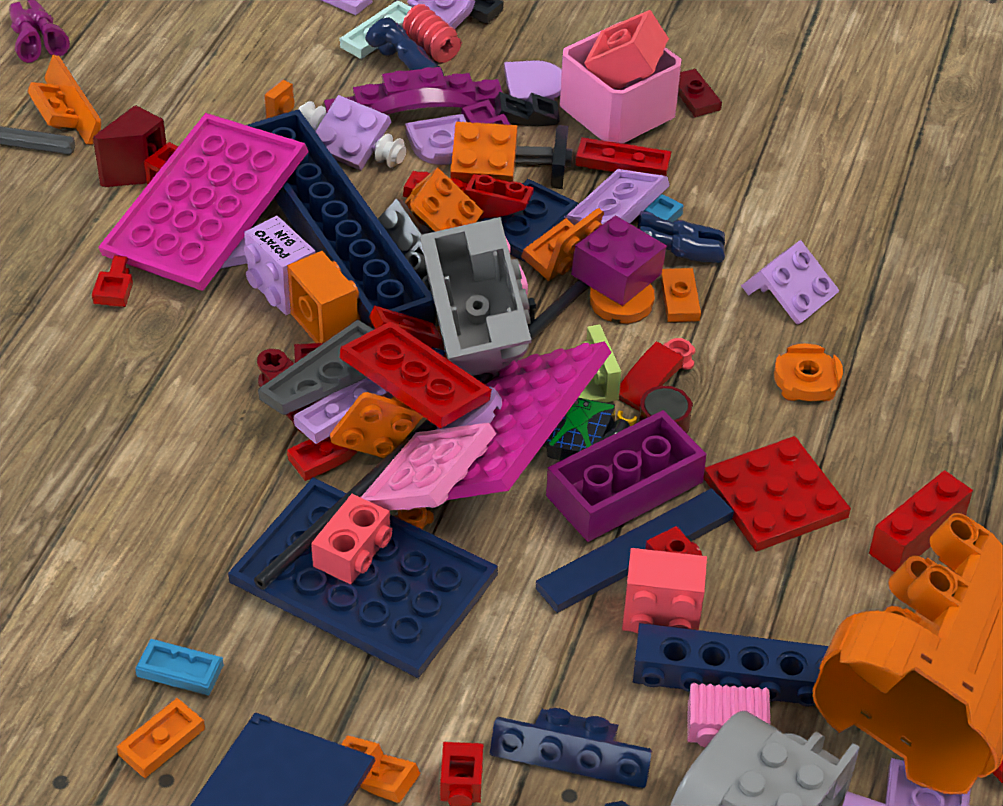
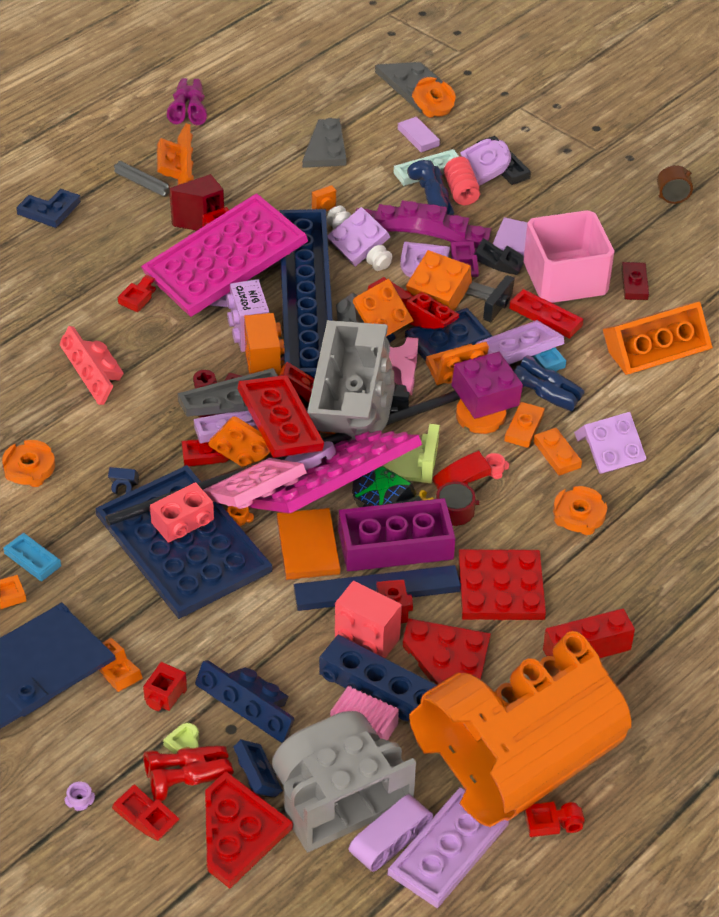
camera: 25 degrees right, 0 degrees up
(104, 561) = (28, 474): none -> orange plate
(107, 389) = (92, 363): none -> coral bracket
(239, 37) = (326, 145): none -> dark grey wing
(240, 520) = (123, 476): none -> dark blue tile
(521, 527) = (308, 544): none -> orange tile
(627, 50) = (574, 234): coral brick -> none
(736, 314) = (557, 451): none -> orange plate
(765, 148) = (658, 338): none -> orange slope
(772, 600) = (446, 649): none -> red plate

